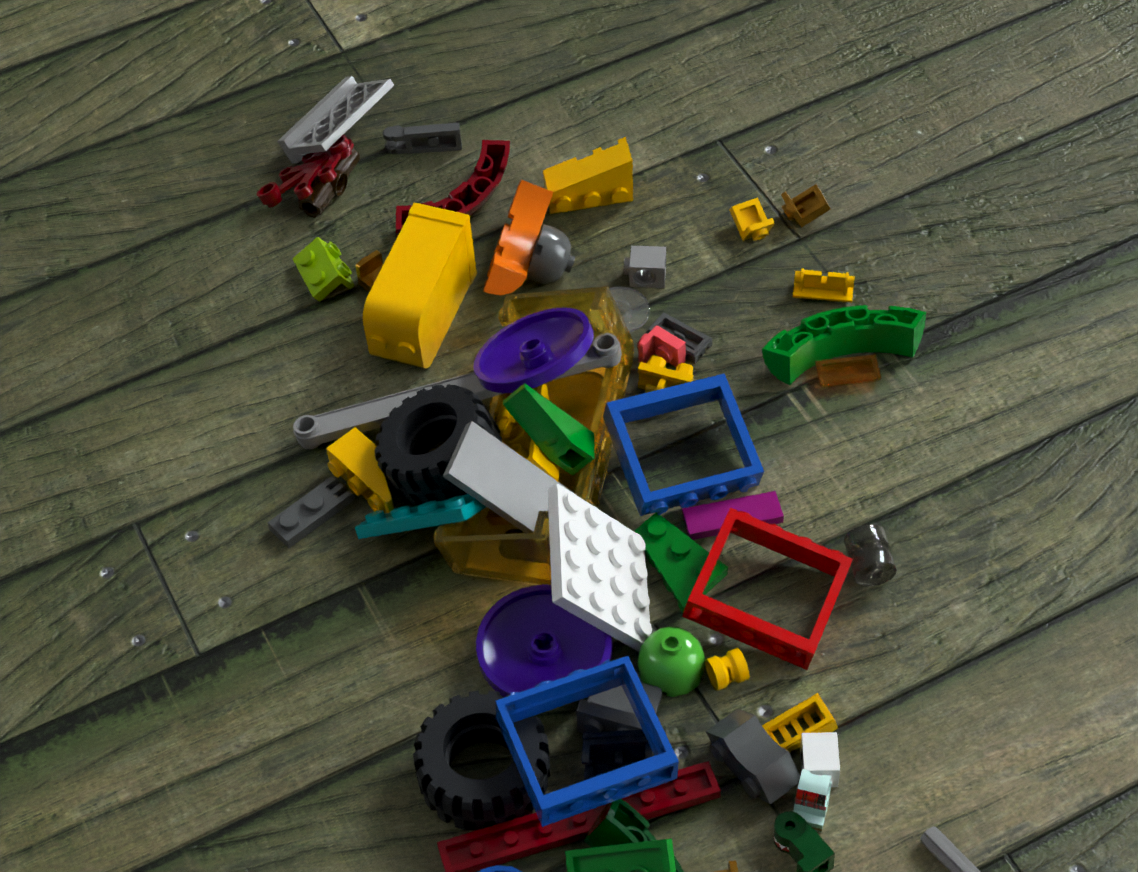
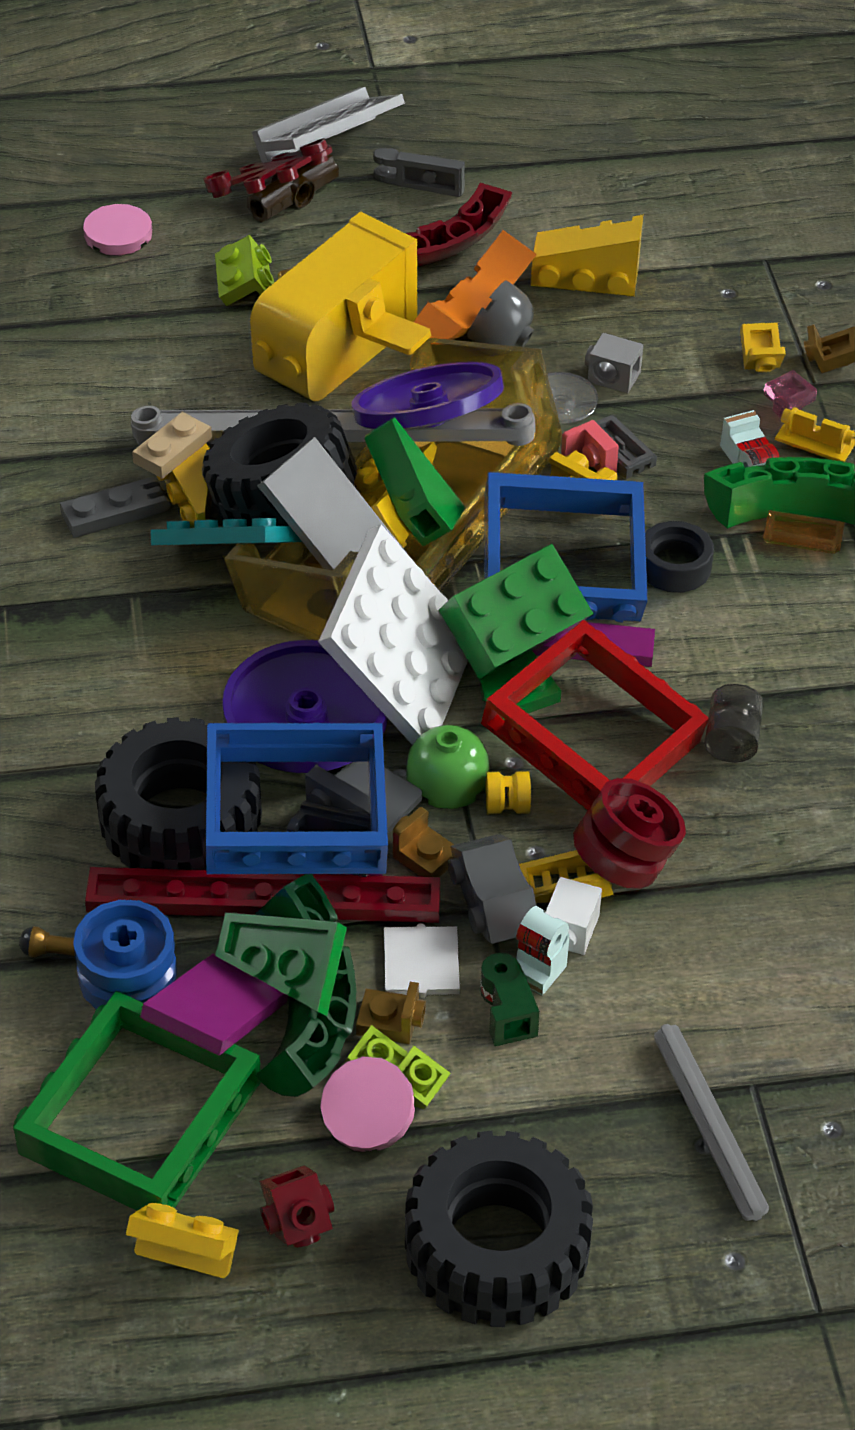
camera: 15 degrees right, 5 degrees down
(203, 258) = (117, 229): none -> bright pink tile
(341, 447) = (172, 445): none -> tan plate
(469, 296) = (373, 323): none -> yellow bracket
(676, 517) = (515, 611): none -> green brick
(685, 737) = (420, 846): none -> pearl gold bracket
(720, 833) = (423, 957): none -> white piece
(774, 405) = (684, 537): none -> black tyre
(777, 309) = (745, 441): none -> light aqua leg
(790, 255) = (789, 392): none -> clear pink tile
(837, 679) = (629, 833): none -> dark red wheel

